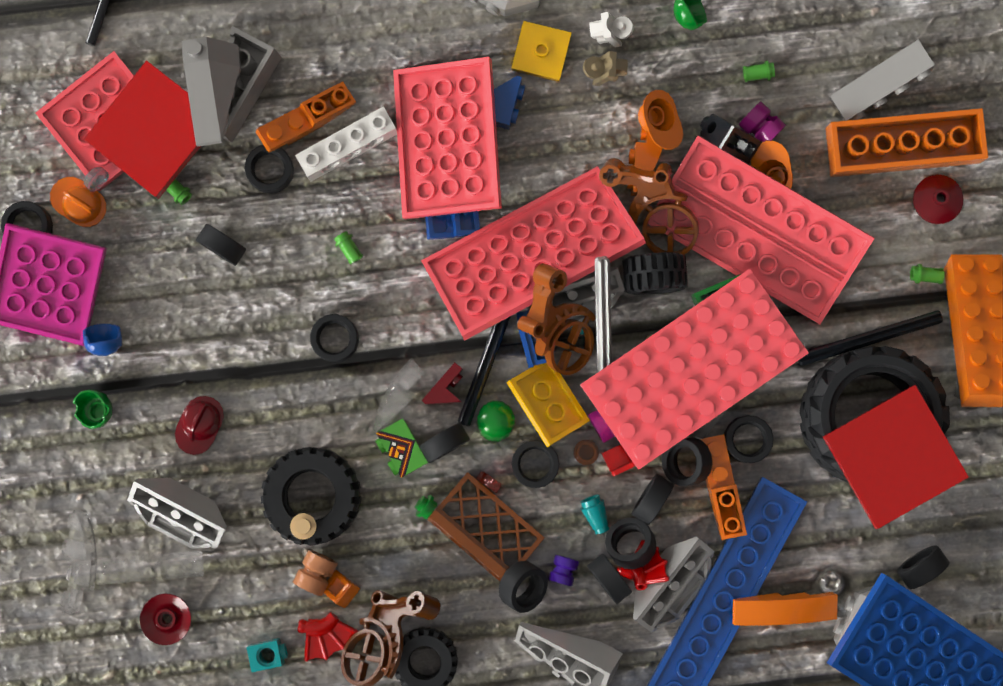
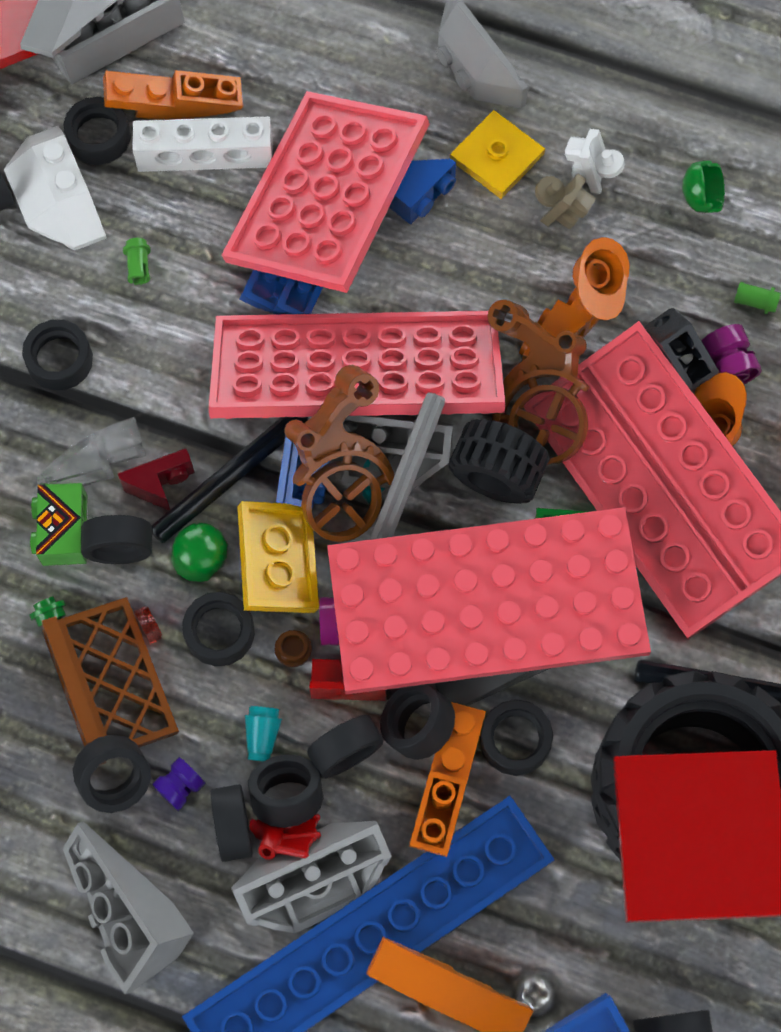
camera: 25 degrees right, 15 degrees down
(263, 224) = (53, 191): none -> white wedge

